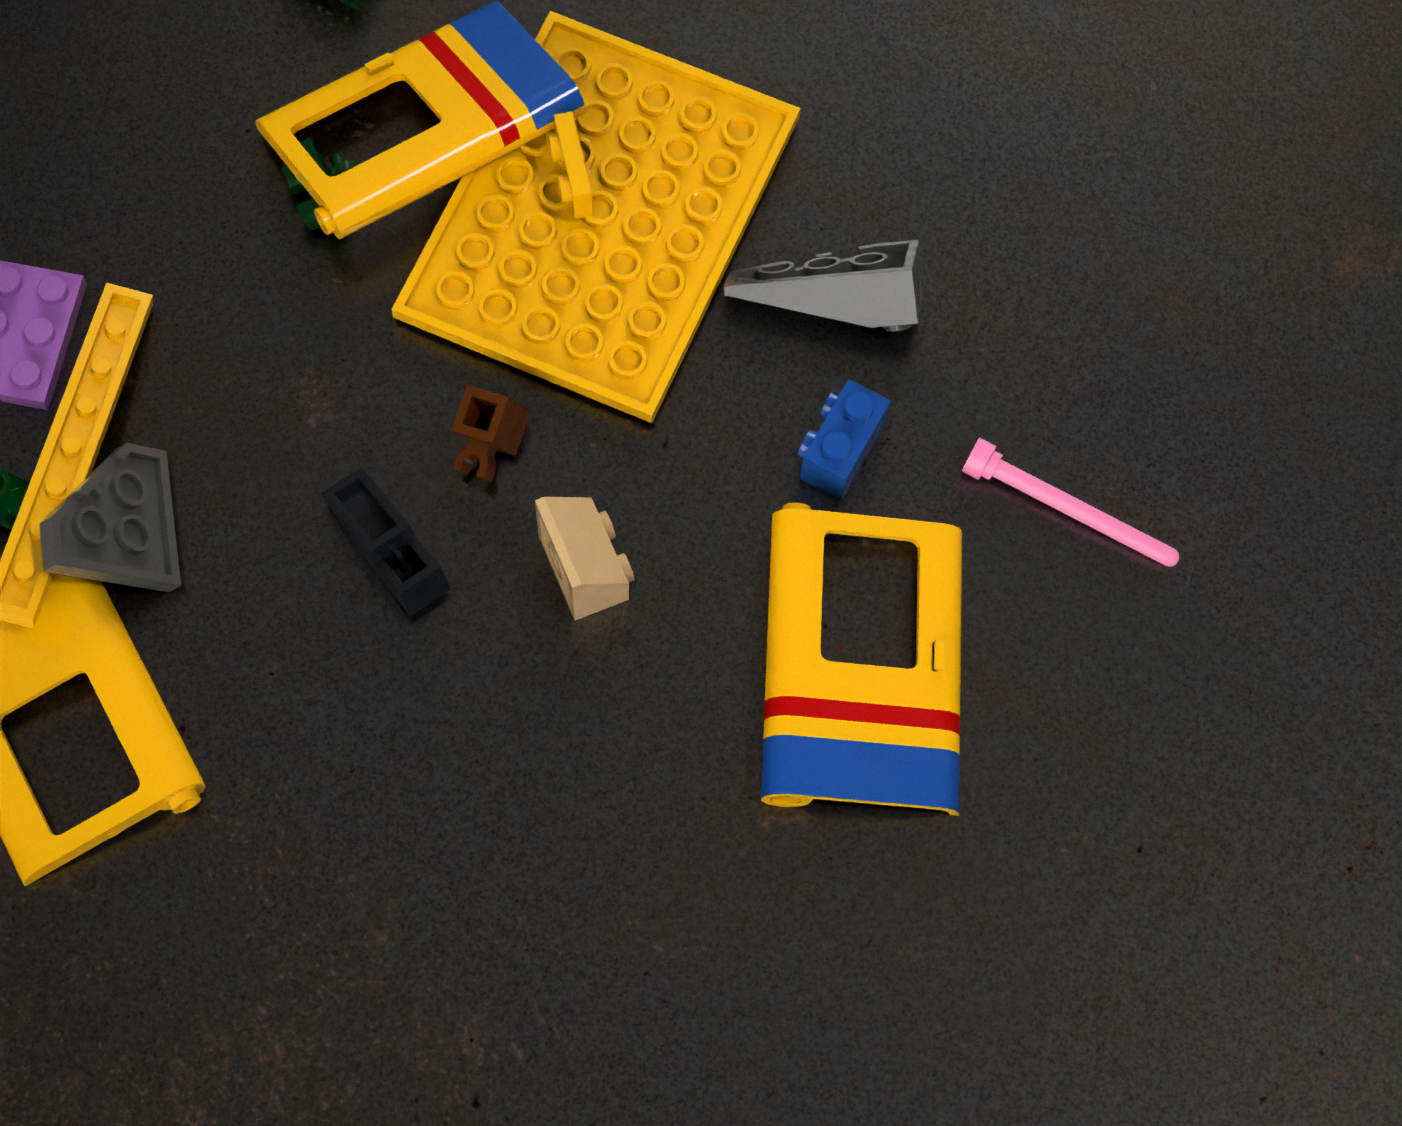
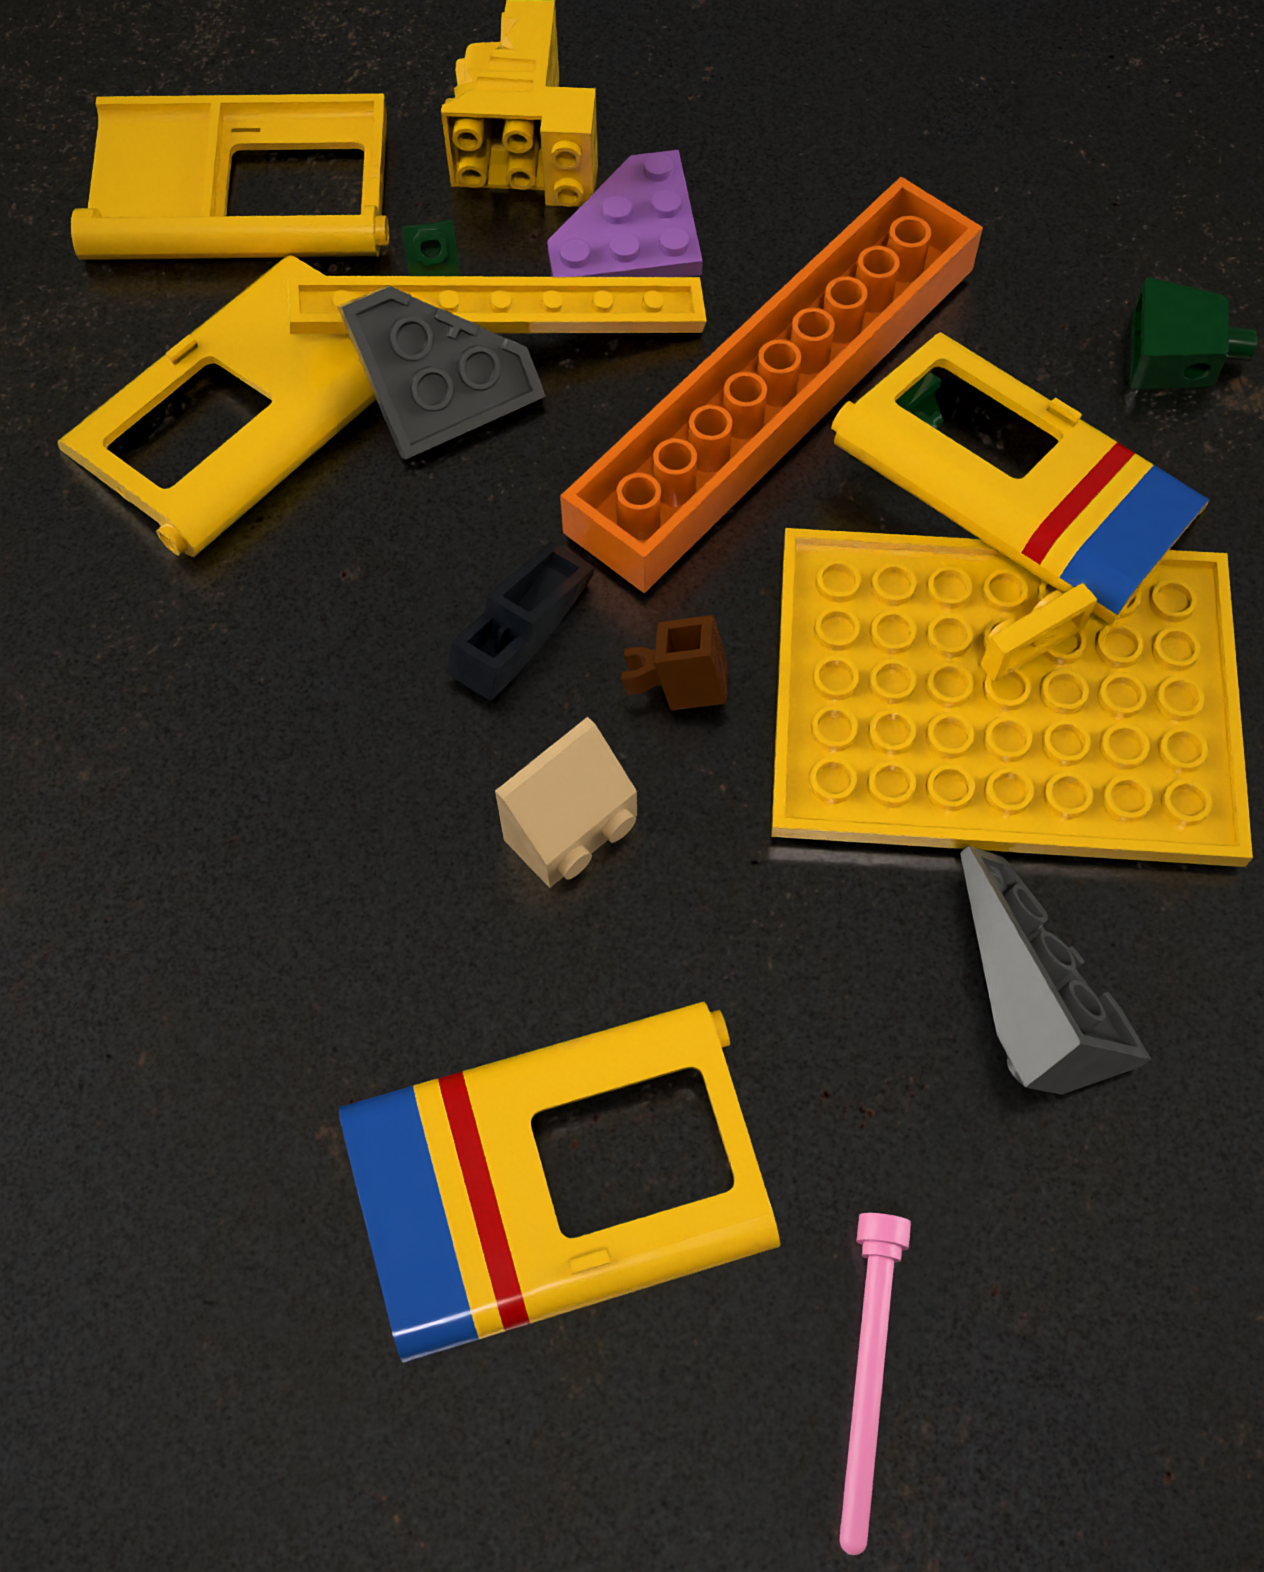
camera: 75 degrees right, 5 degrees down
(248, 263) = (768, 384): none -> orange brick
(844, 439) = (835, 1051): blue brick -> none

